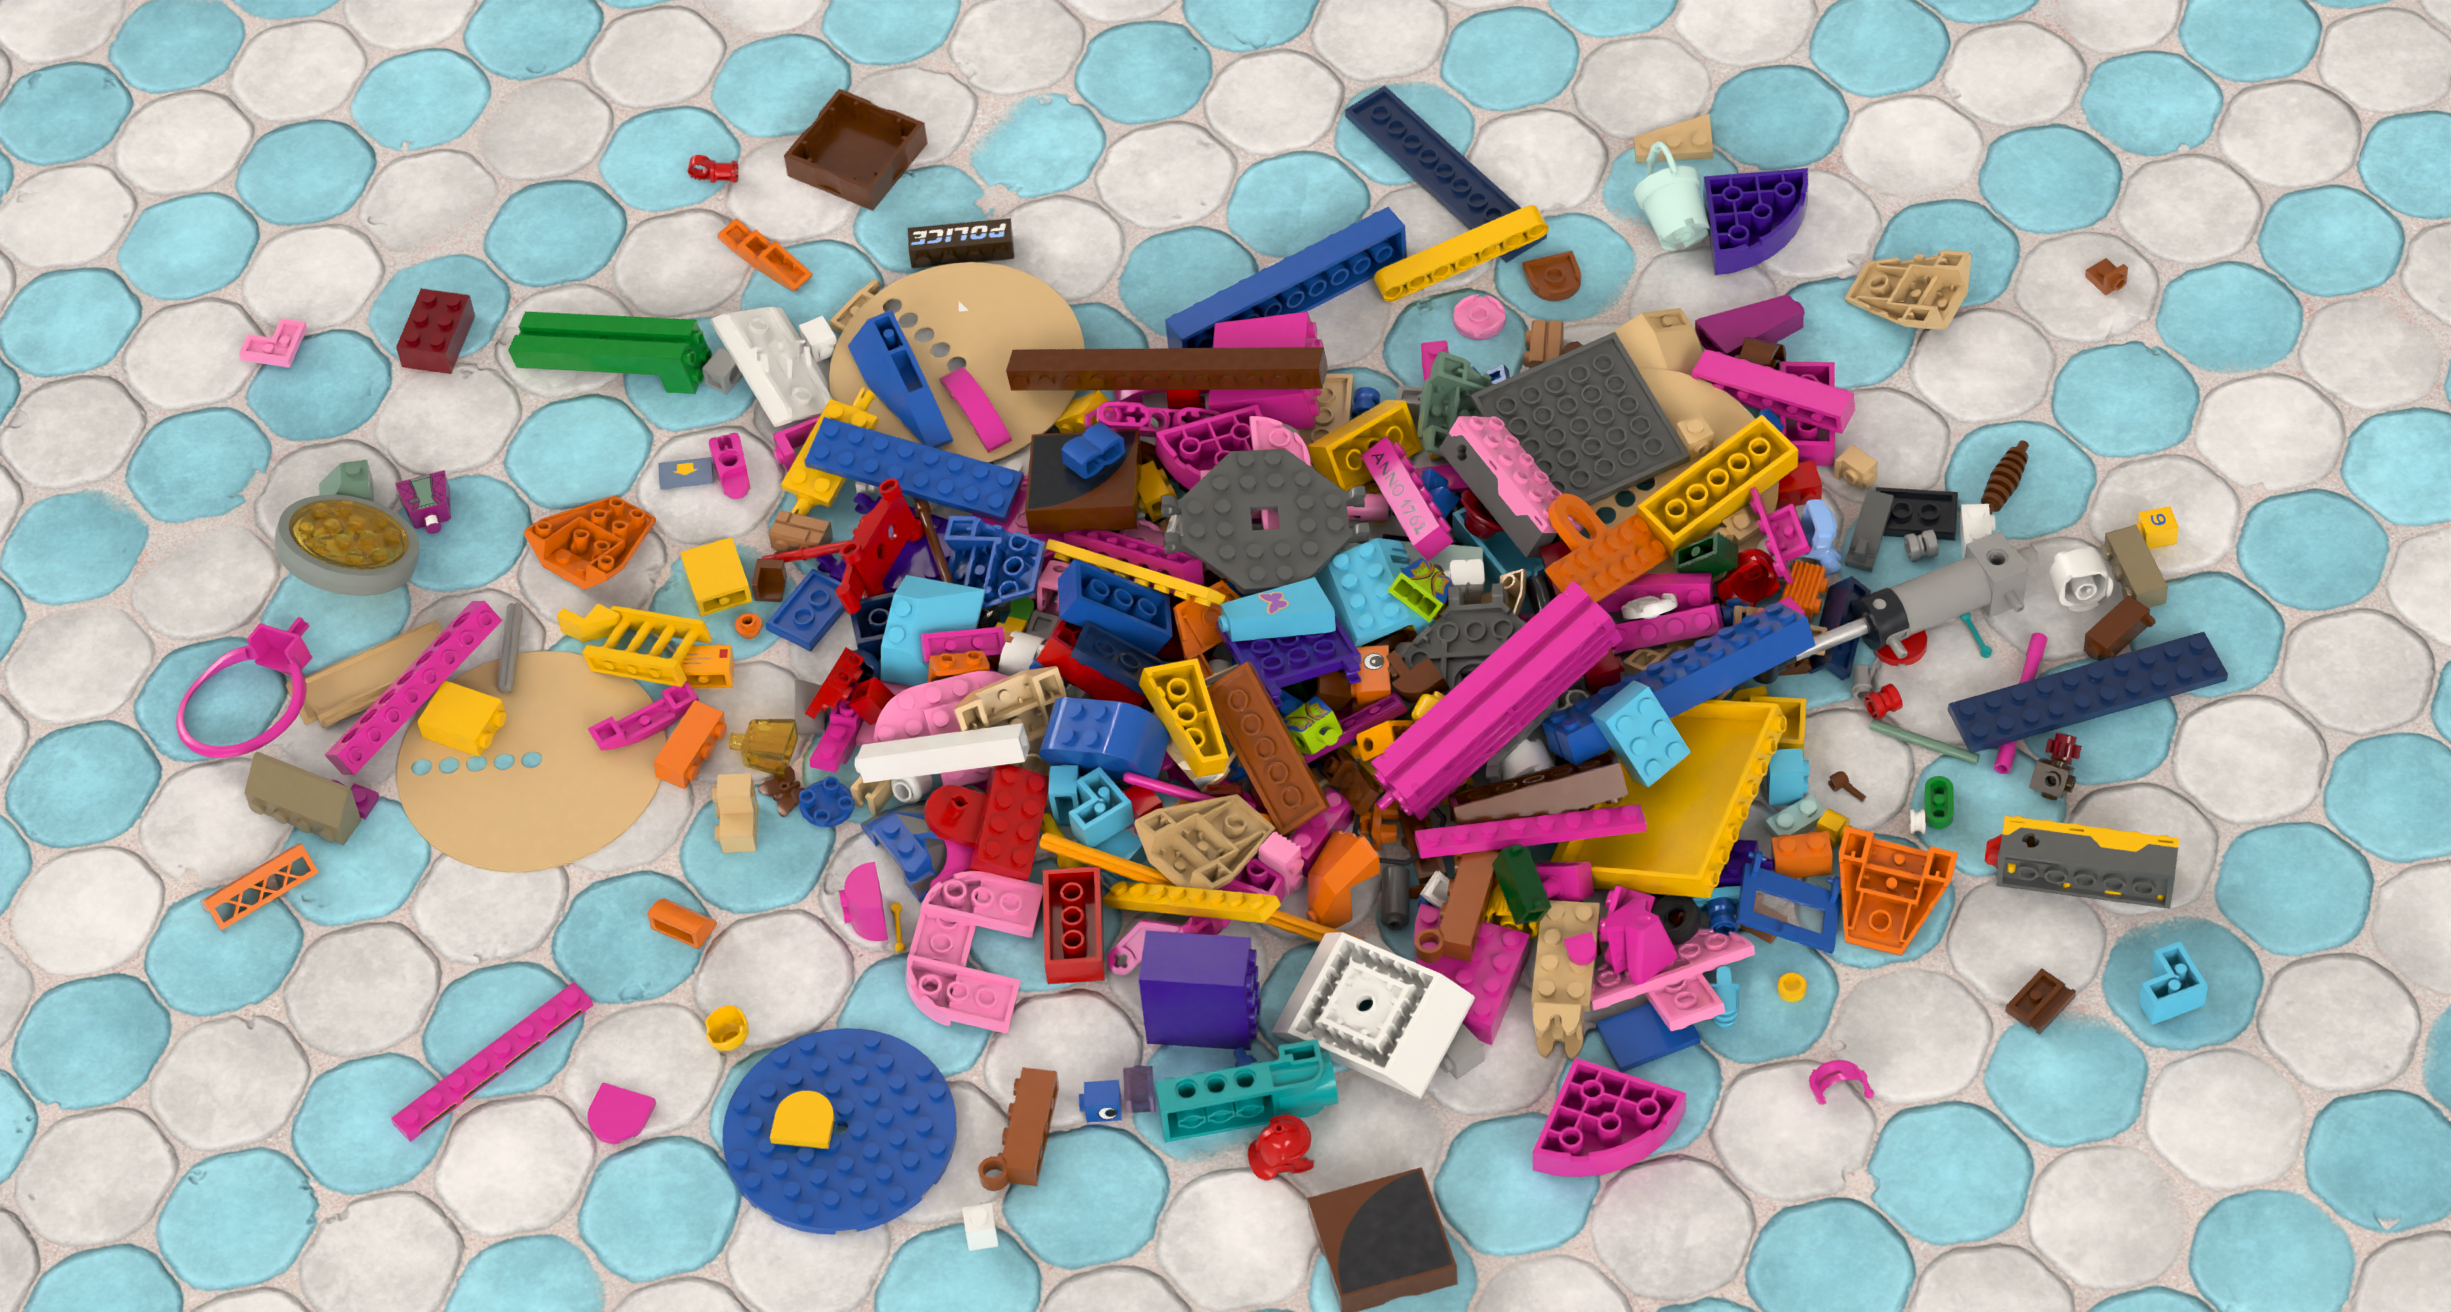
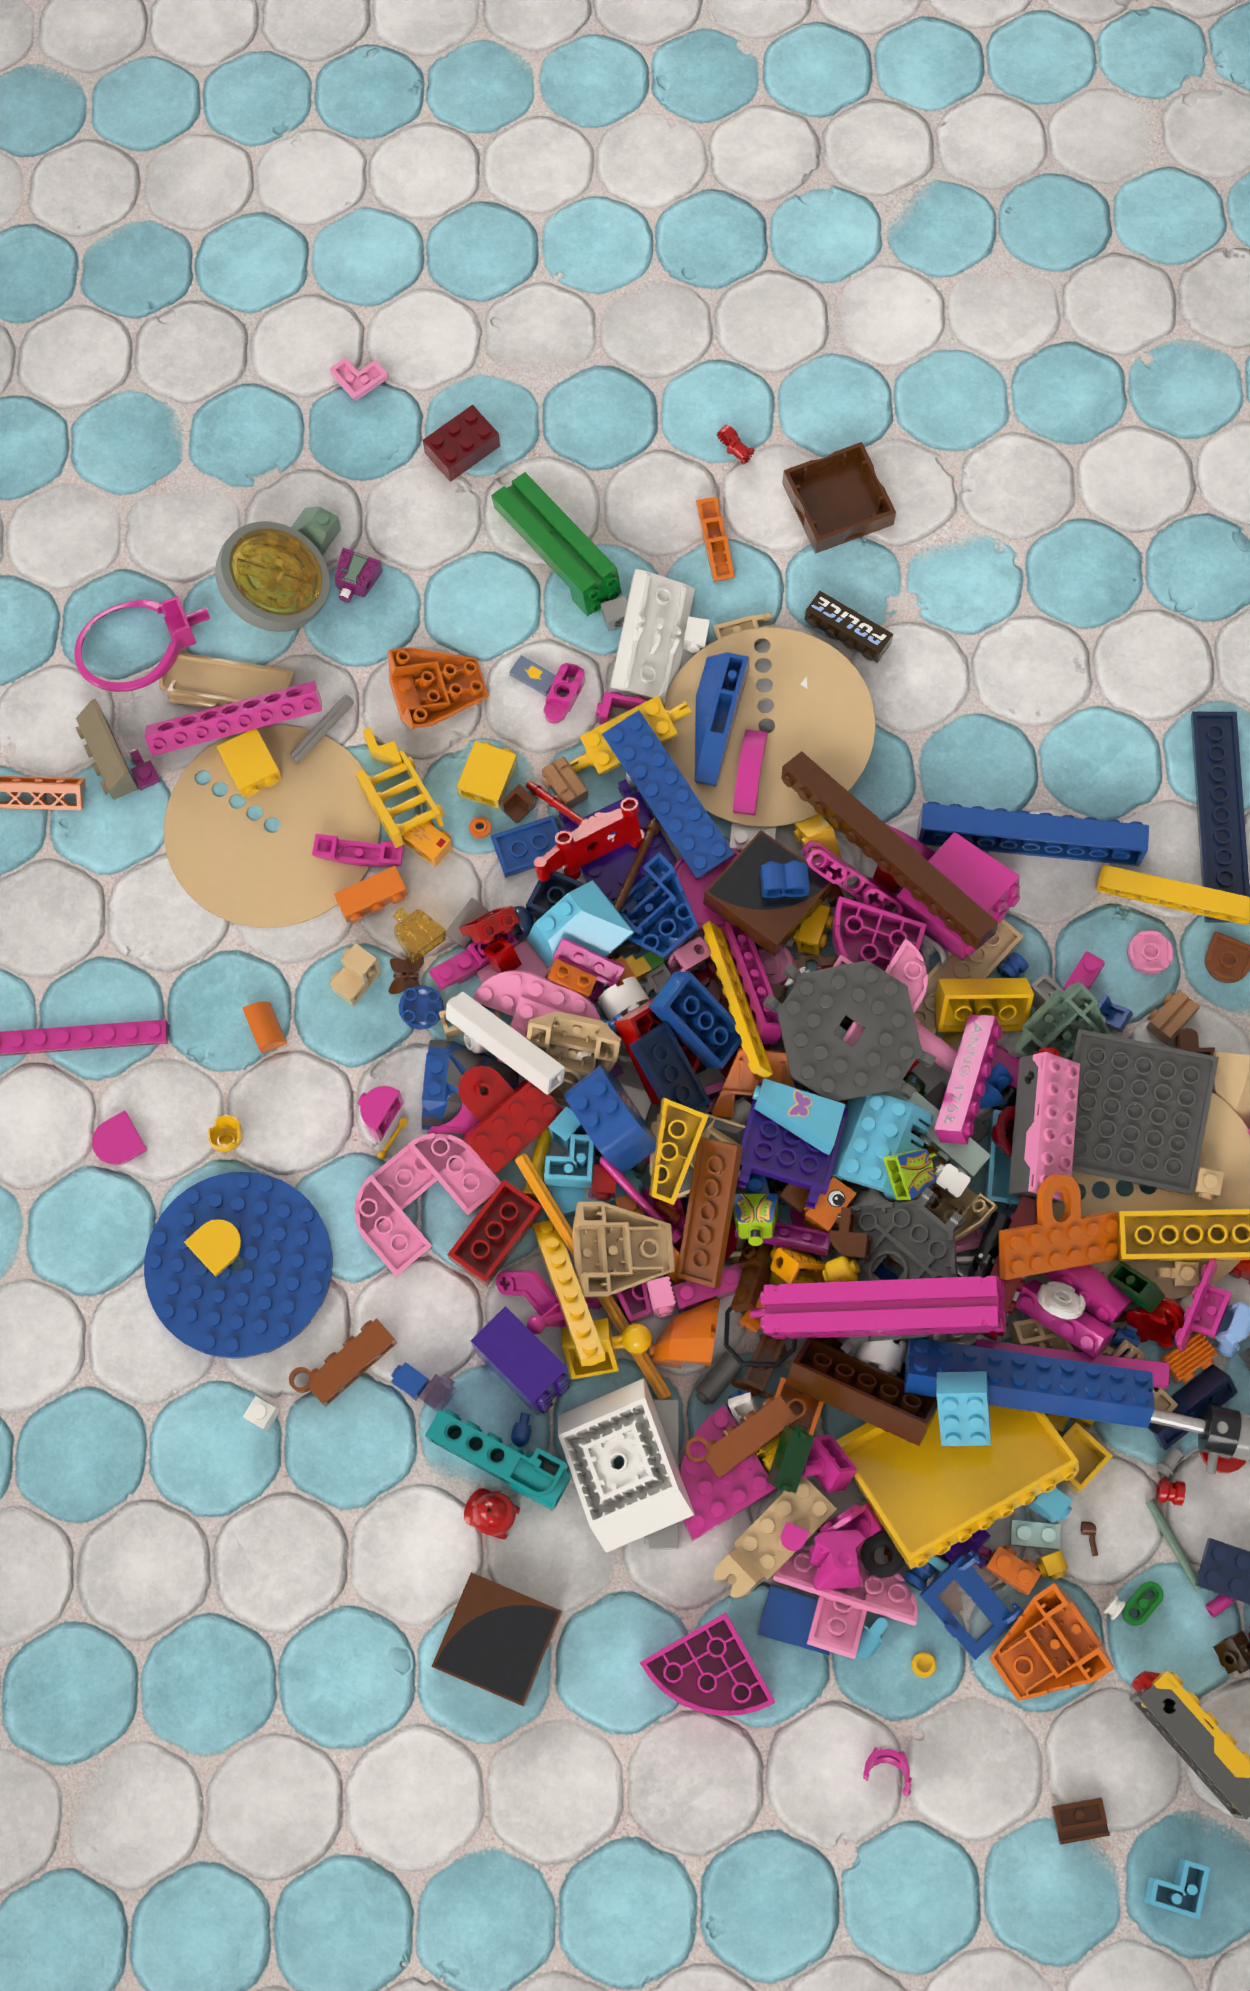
camera: 35 degrees right, 20 degrees up
(1267, 937) = (635, 1339): none -> yellow brick
(1530, 831) = (833, 1419): dark pink plate -> none

